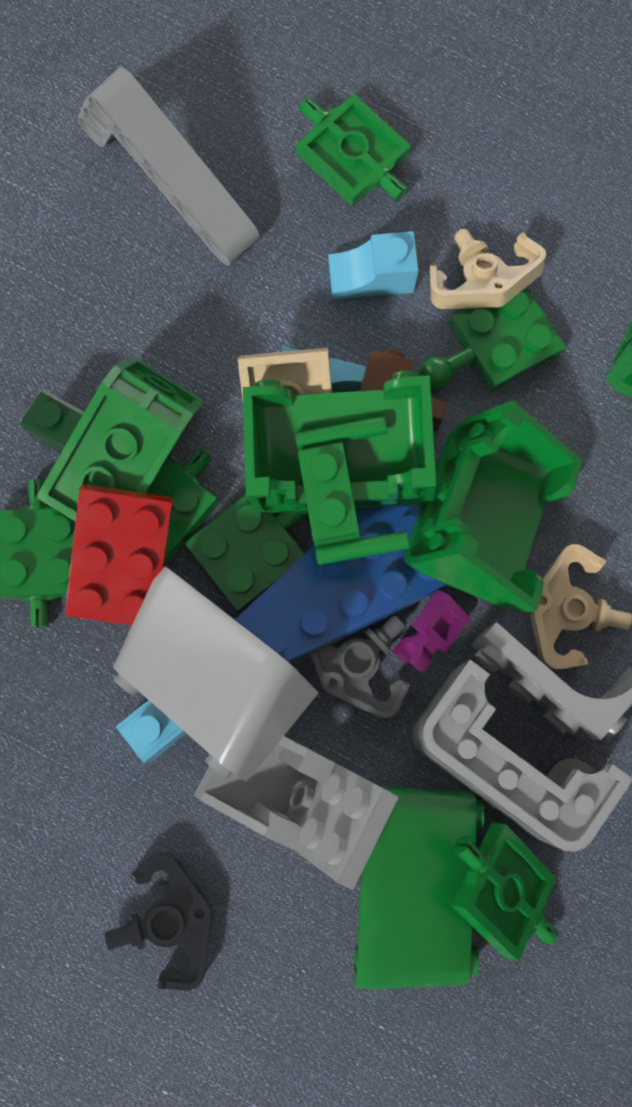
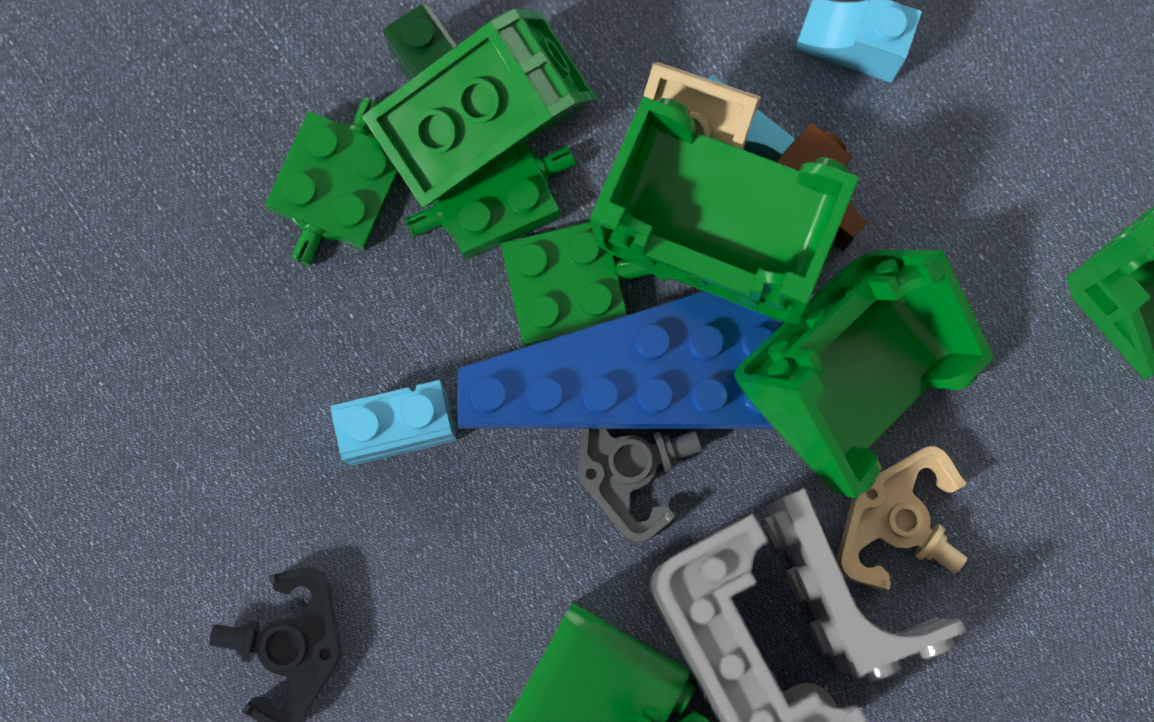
camera: 25 degrees right, 0 degrees up
(115, 552) = (421, 222): red plate -> none
(210, 676) = (459, 400): light grey windscreen -> none
(306, 806) = (488, 577): light grey bracket -> none
(330, 493) = (685, 263): green plate -> none
(437, 629) = (736, 468): magenta plate -> none
(486, 275) = (984, 99): tan piece -> none
(499, 342) = (967, 178): green plate -> none

